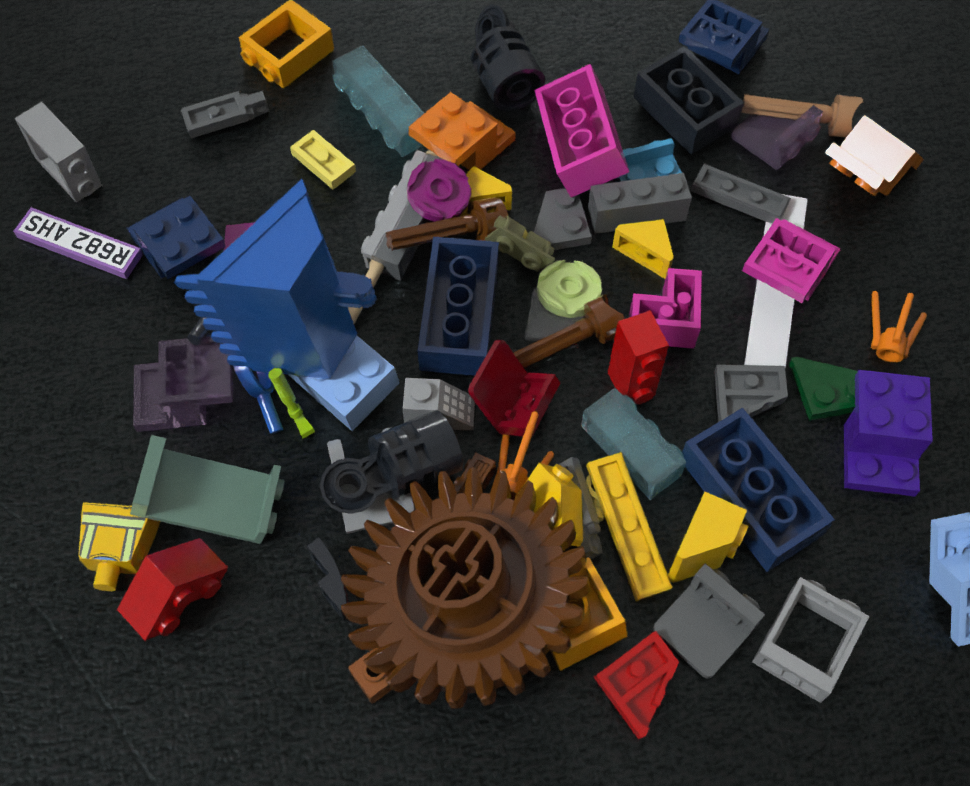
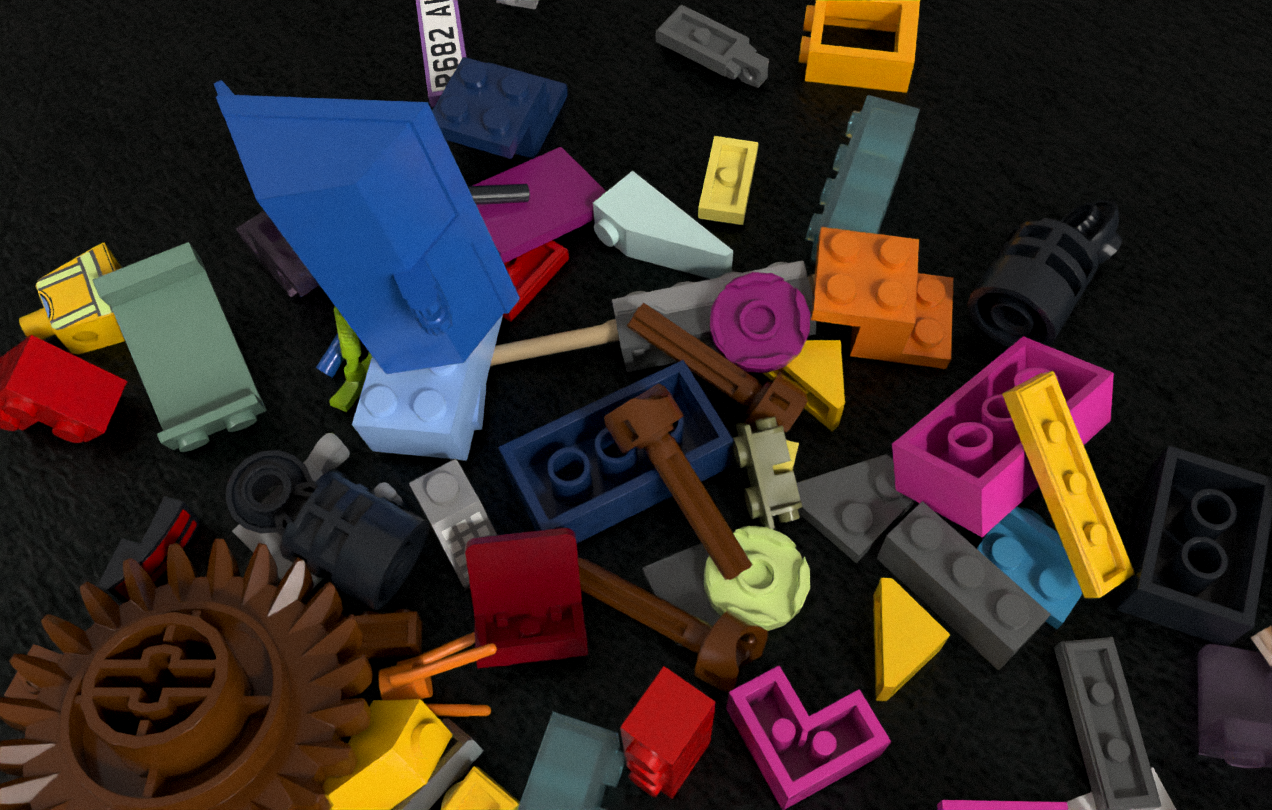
camera: 60 degrees right, 0 degrees up
(344, 204) = (657, 231): none -> light aqua slope
(473, 268) = (646, 424): none -> reddish brown piece
(632, 117) = (1068, 484): none -> yellow tile

